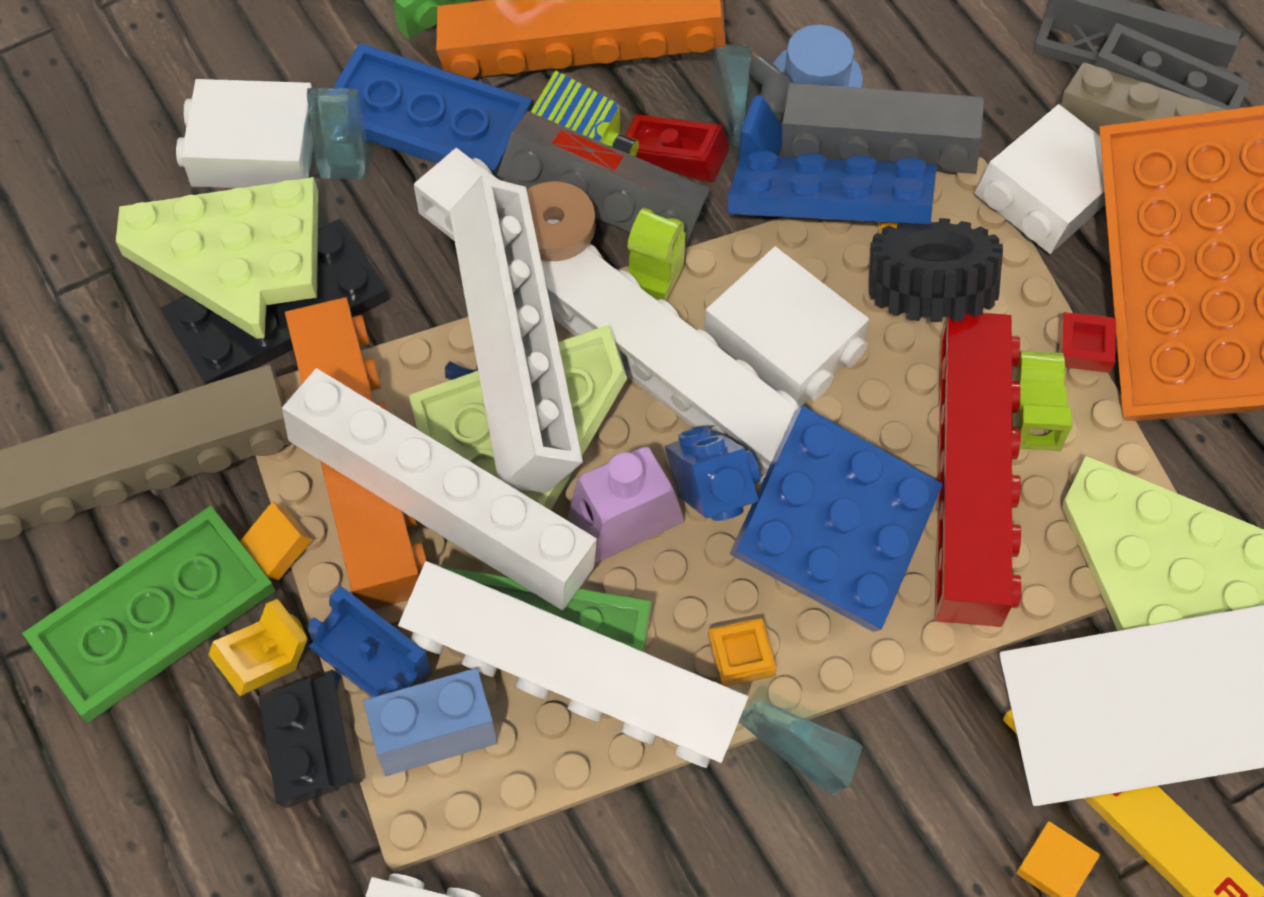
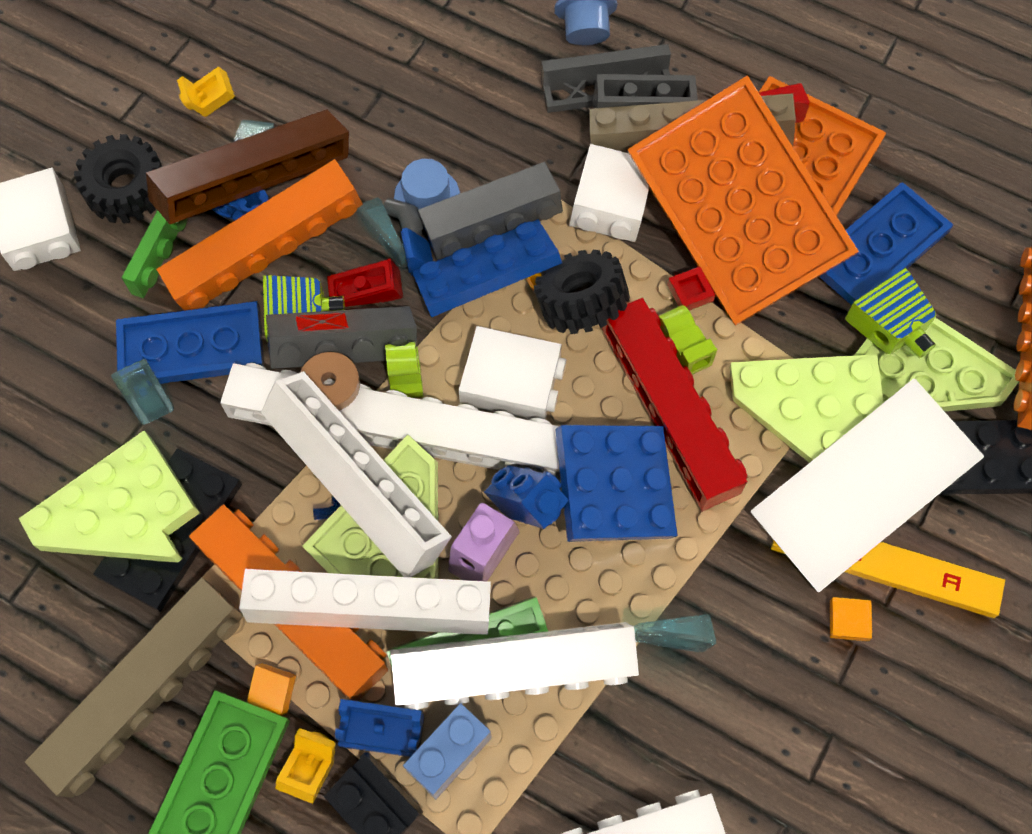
camera: 30 degrees left, 5 degrees up
(246, 133) = (77, 422): white brick -> none
(741, 652) = (604, 596): light orange tile -> none

